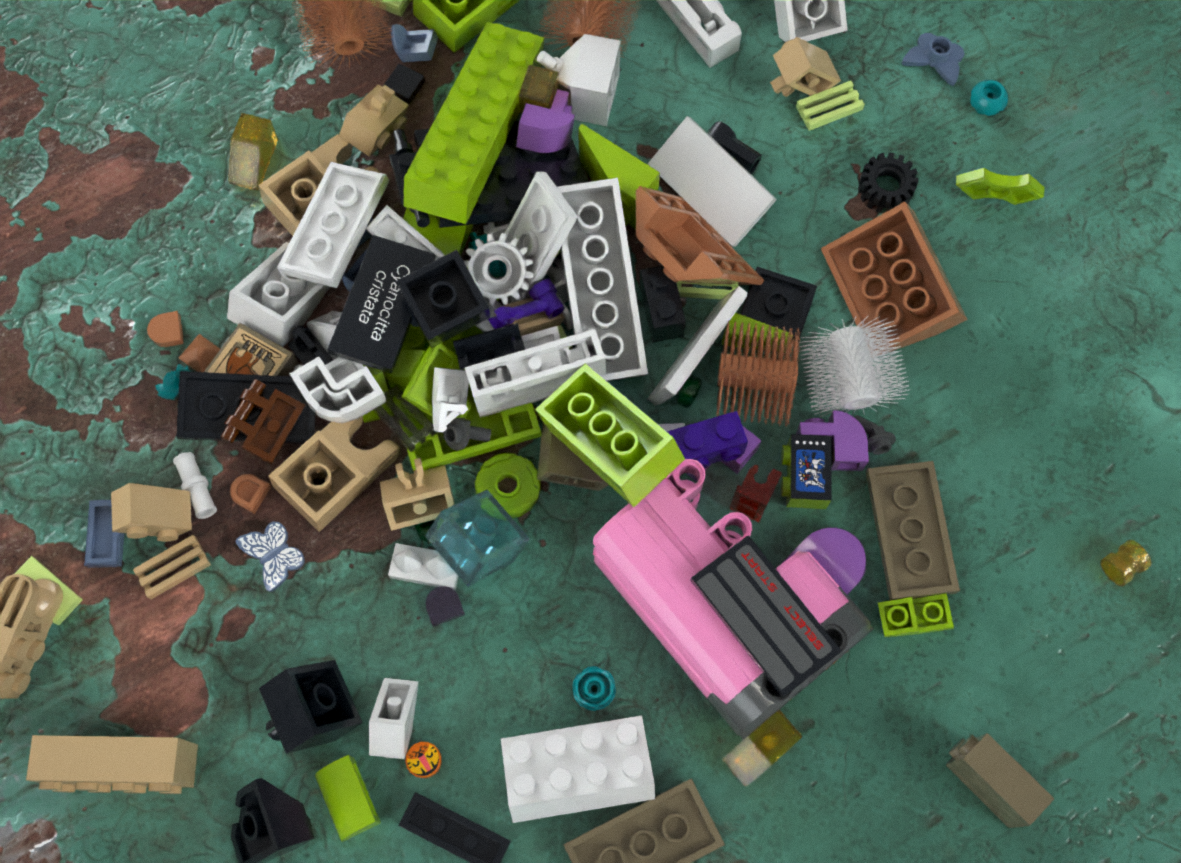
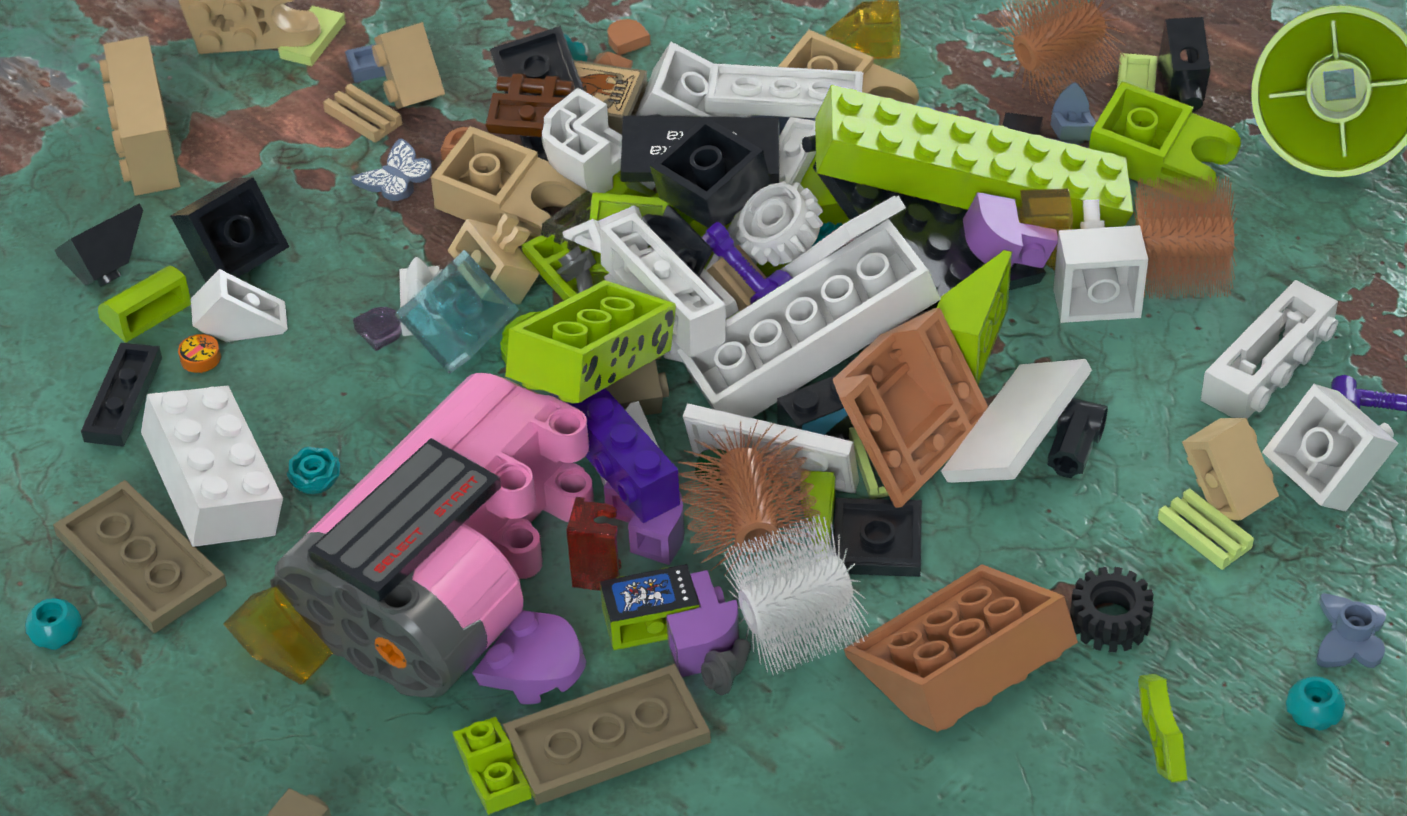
camera: 75 degrees right, 25 degrees down
(196, 484) = (455, 101): white pin -> none
(374, 120) = (947, 93): tan brick -> none

